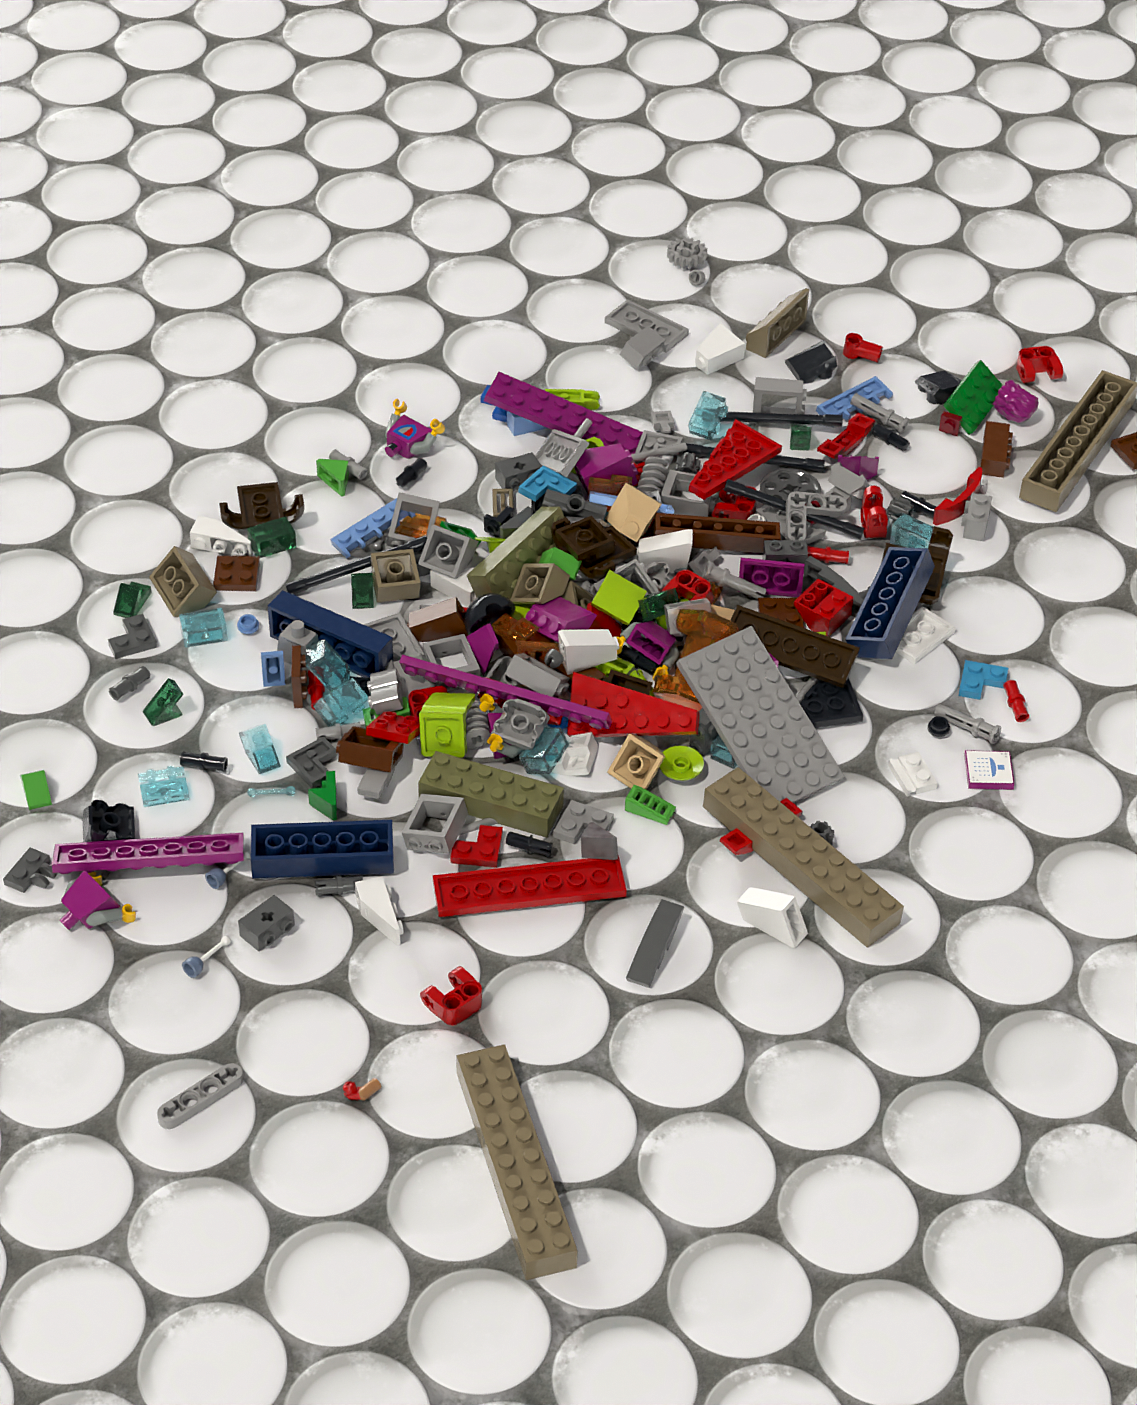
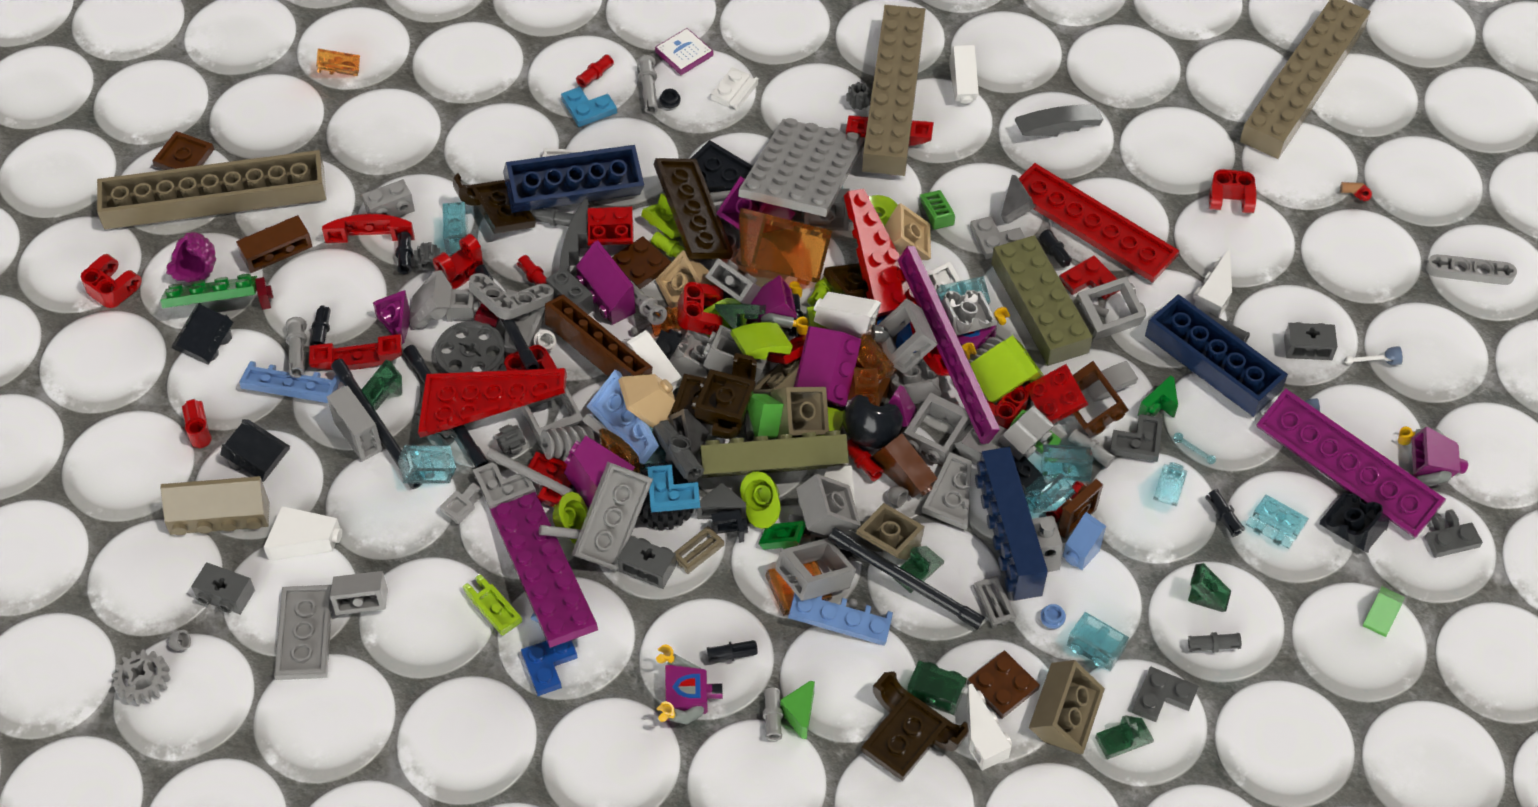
camera: 130 degrees left, 10 degrees up
(714, 305) = (223, 588): none -> dark grey brick

